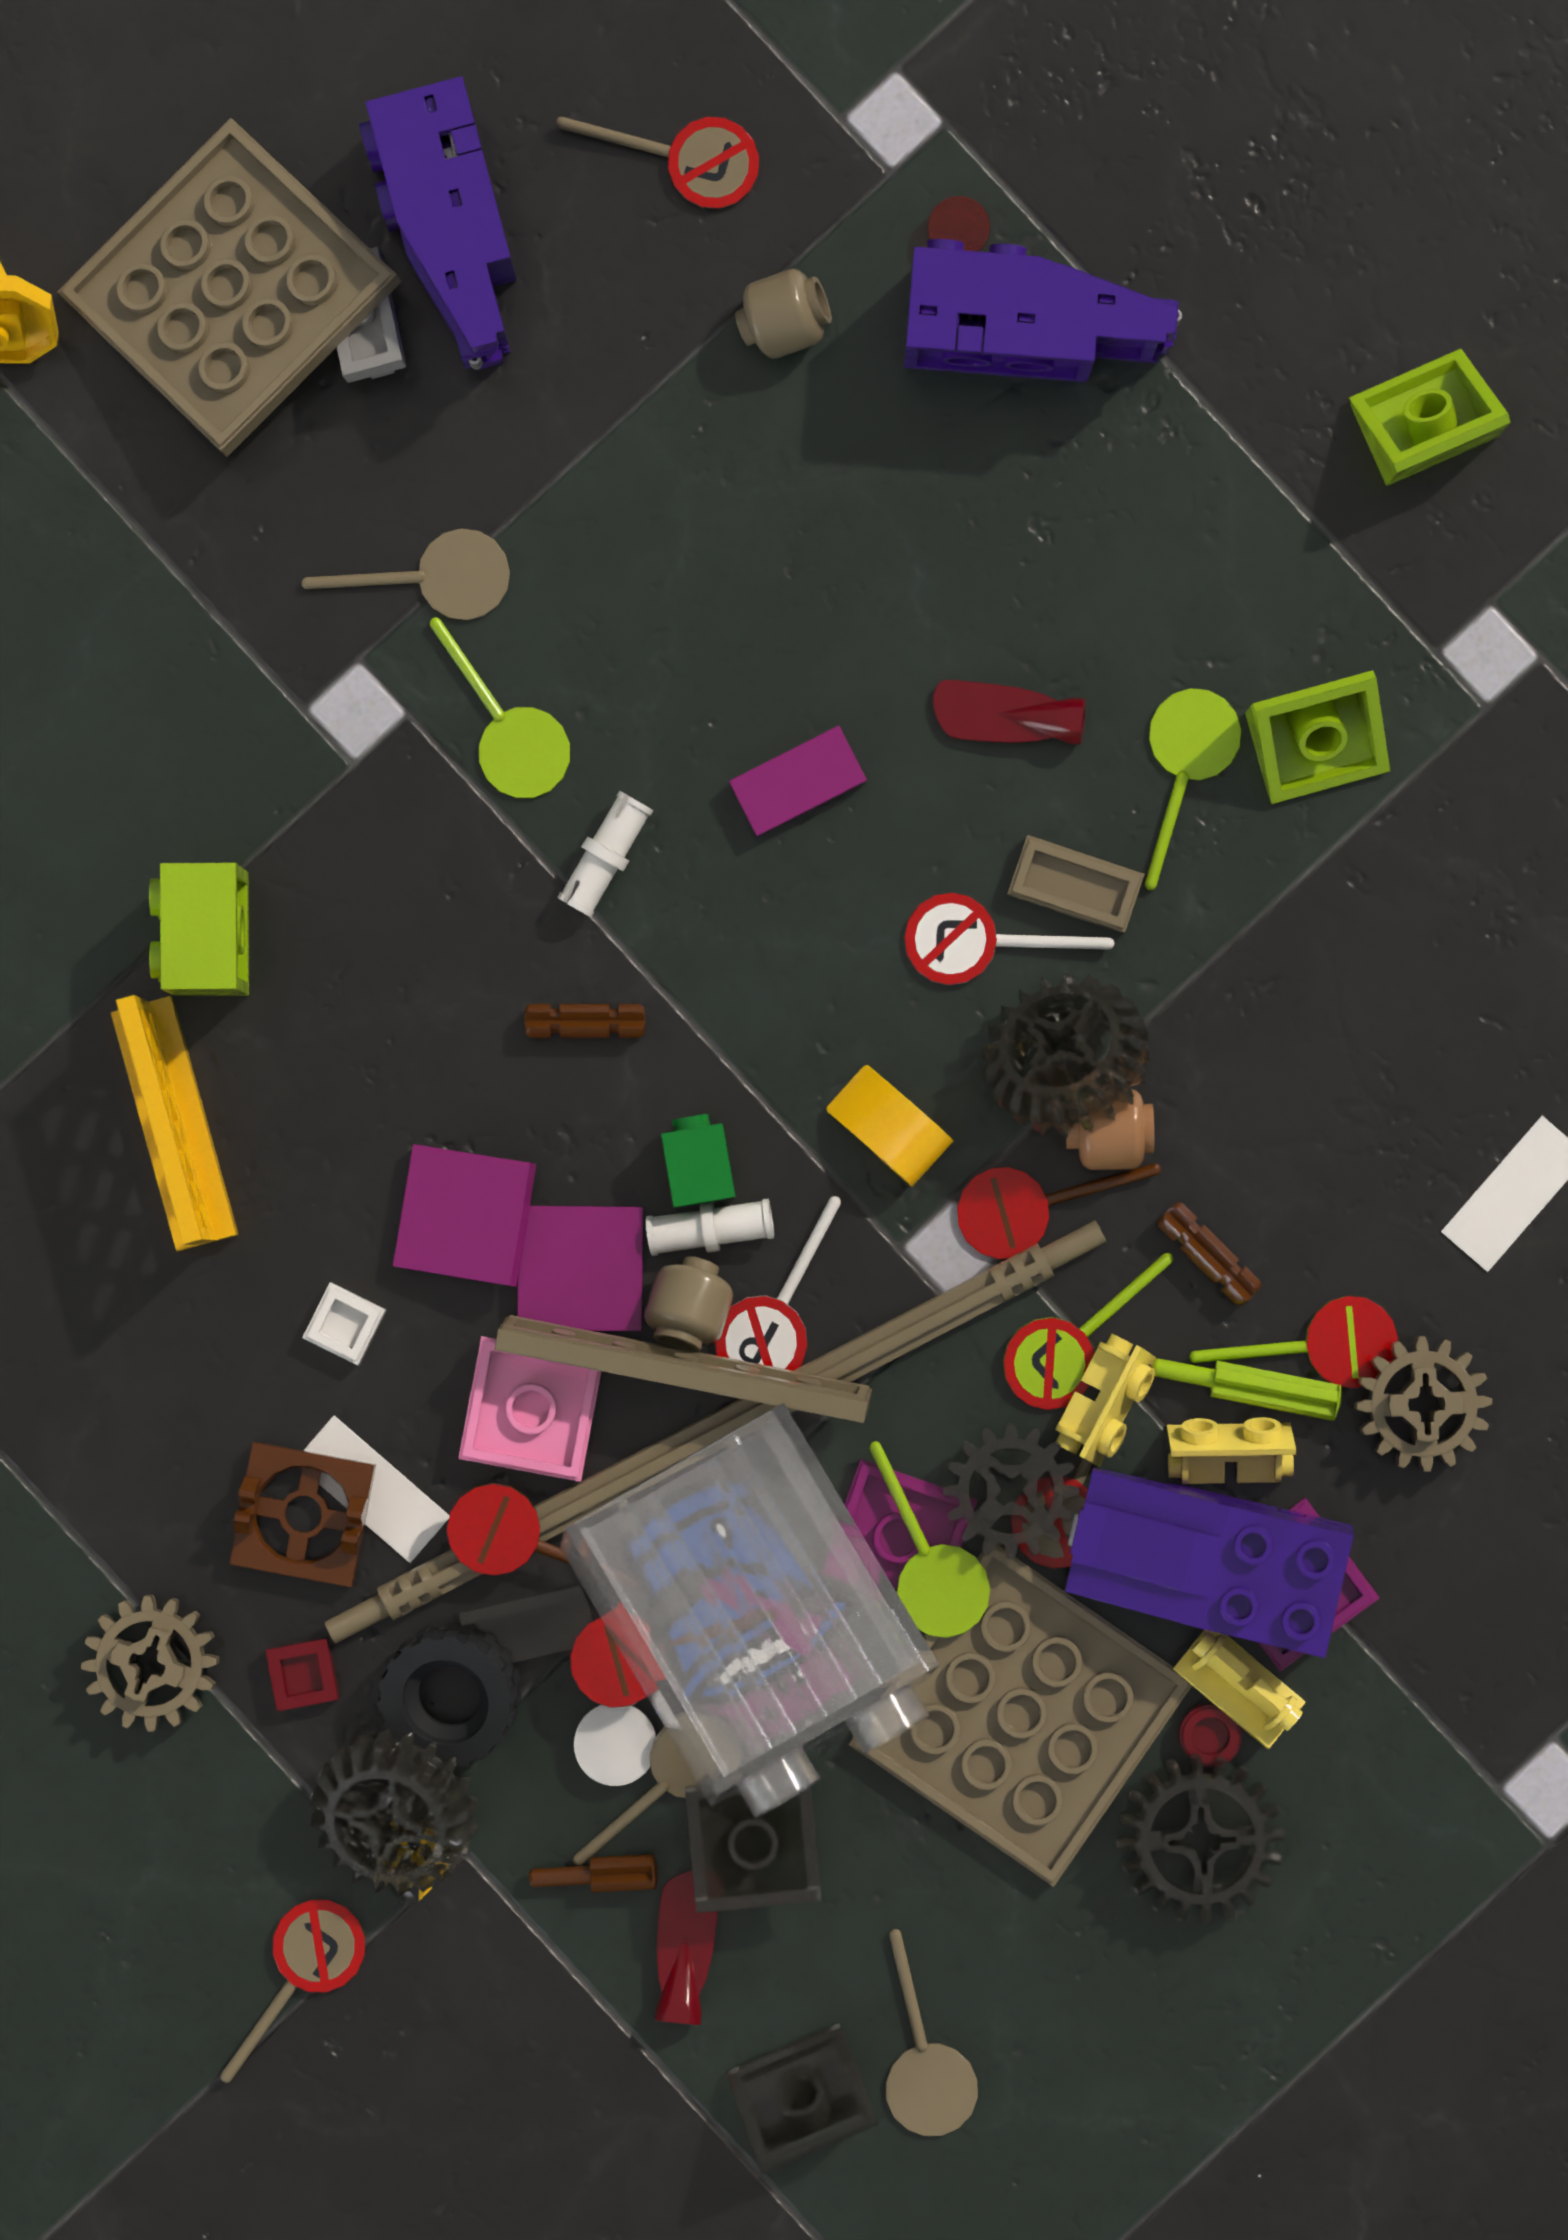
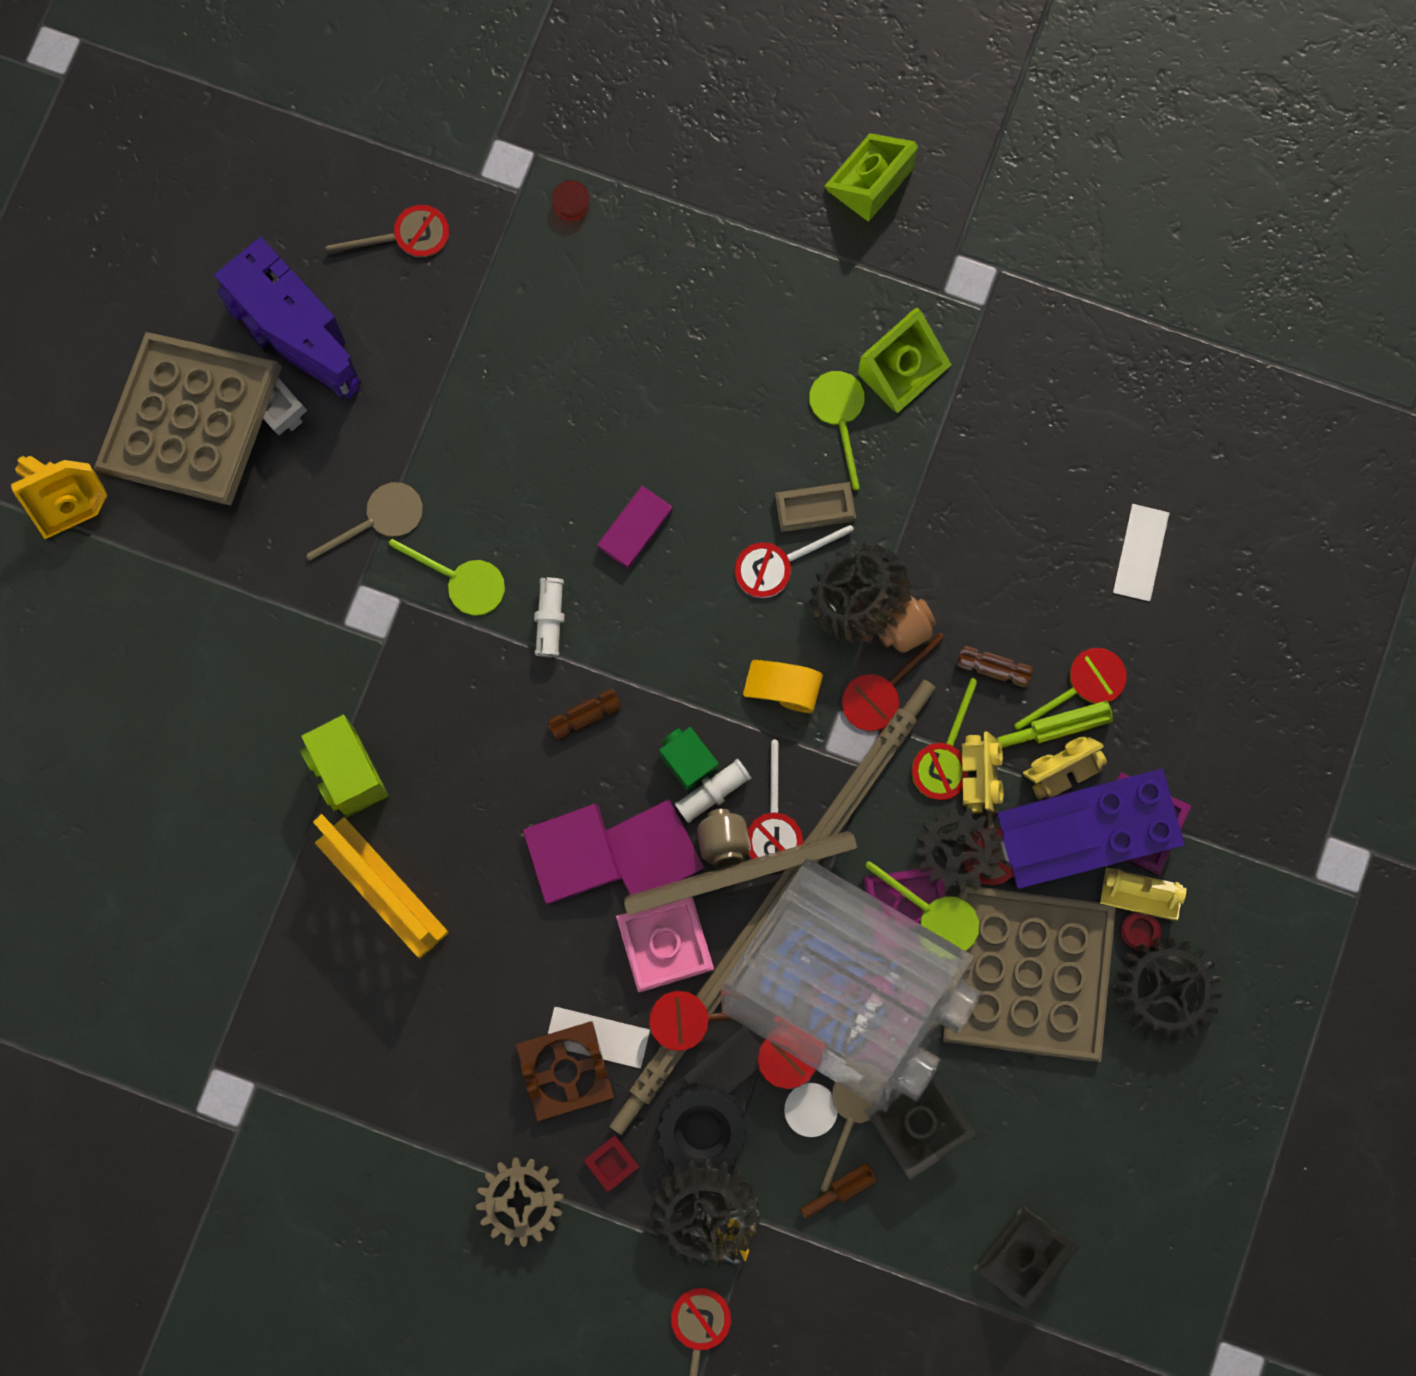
camera: 30 degrees left, 10 degrees down
(344, 1323) = (535, 950): white tile -> none
(683, 1951) = (911, 1209): dark red piece -> none
(783, 313) = (499, 285): dark tan head -> none
(930, 2084) = (1092, 1213): dark tan piece -> none
(1006, 713) = (729, 436): dark red piece -> none
(1025, 315) = (631, 220): dark purple piece -> none
(1425, 1433) = (1150, 673): dark tan gear -> none

